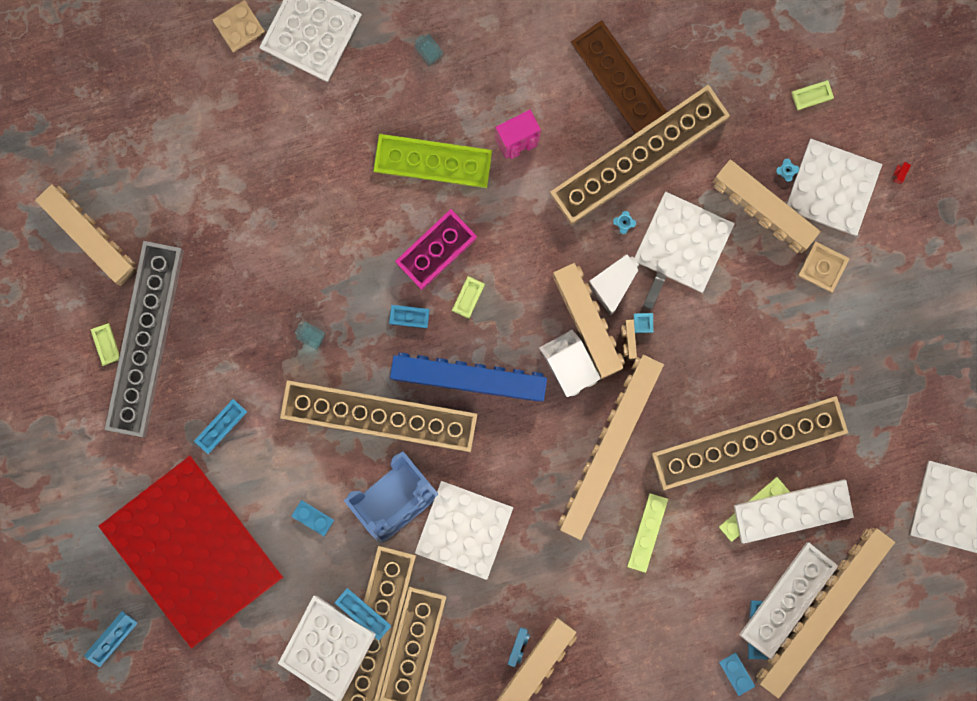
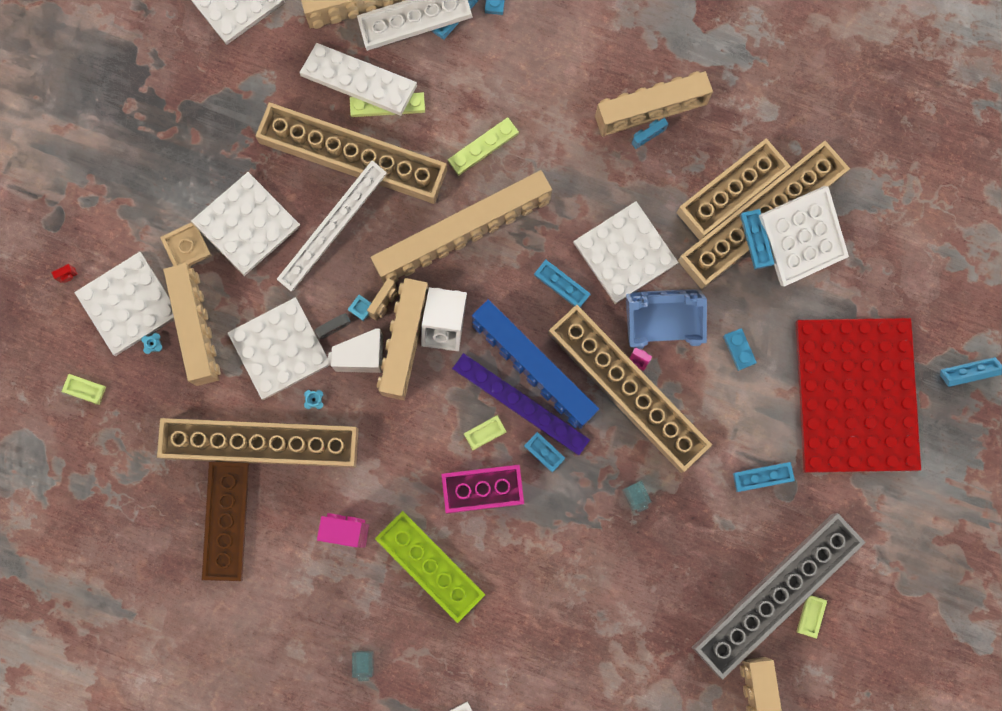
camera: 145 degrees left, 5 degrees down
(388, 448) = (640, 358): none -> dark pink plate
(457, 341) = (521, 404): none -> dark purple plate
(495, 463) = (562, 284): none -> dark azure plate
(716, 370) = (332, 226): none -> white plate
(789, 321) = (245, 223): none -> white plate

